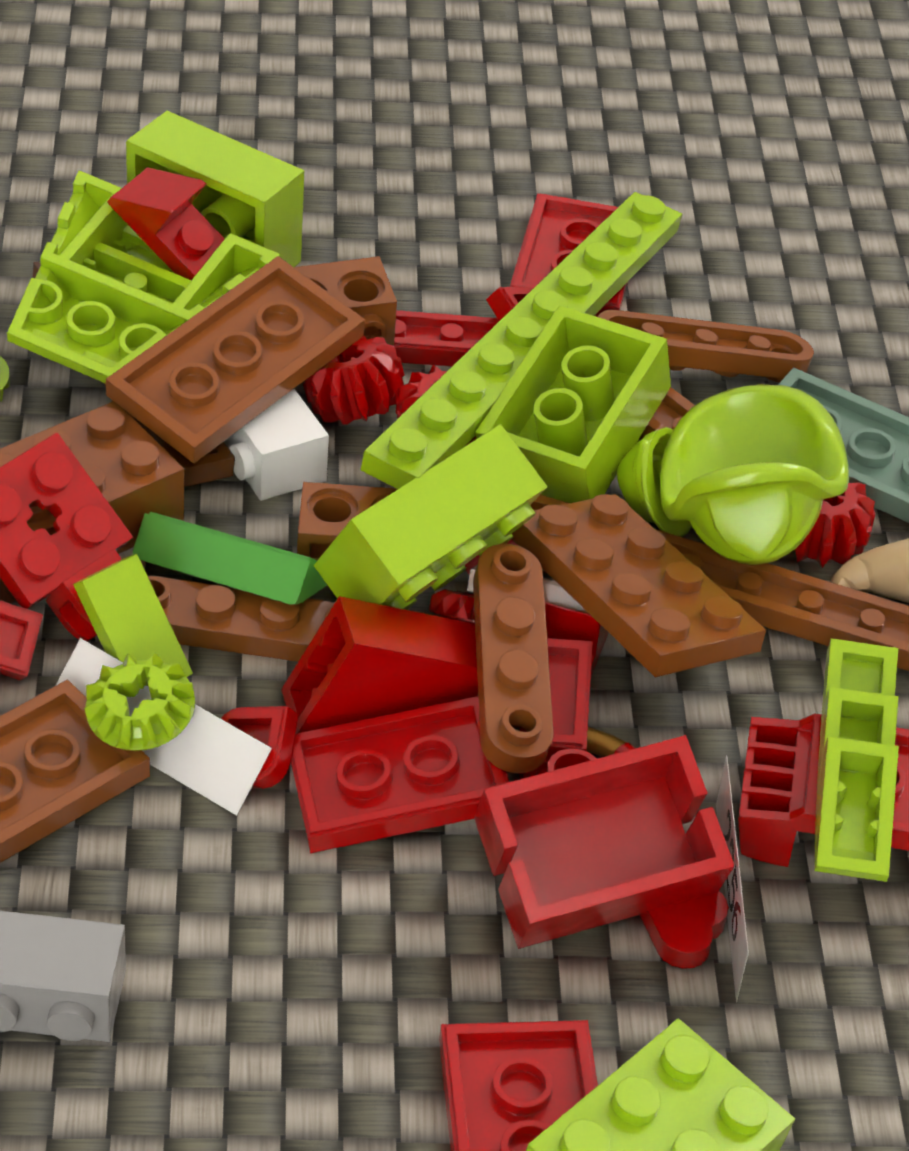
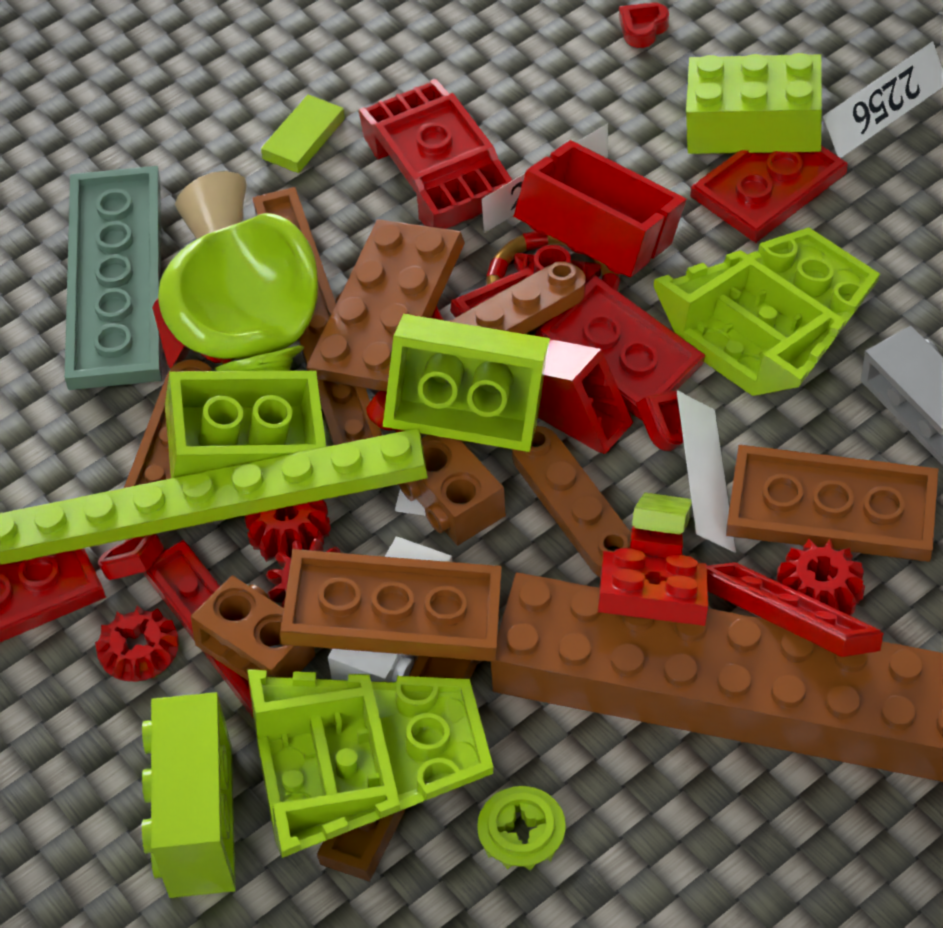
camera: 120 degrees left, 10 degrees up
(155, 719) = (711, 474): lime gear -> none
(163, 216) = (274, 760): red slope -> none
(227, 559) = (542, 518): bright green slope -> none
(298, 938) = (768, 311): none -> lime wedge
(414, 286) = (141, 661): none -> red gear
(722, 346) = (91, 427): dark orange plate -> none
(857, 761) = (456, 128): lime slope -> none

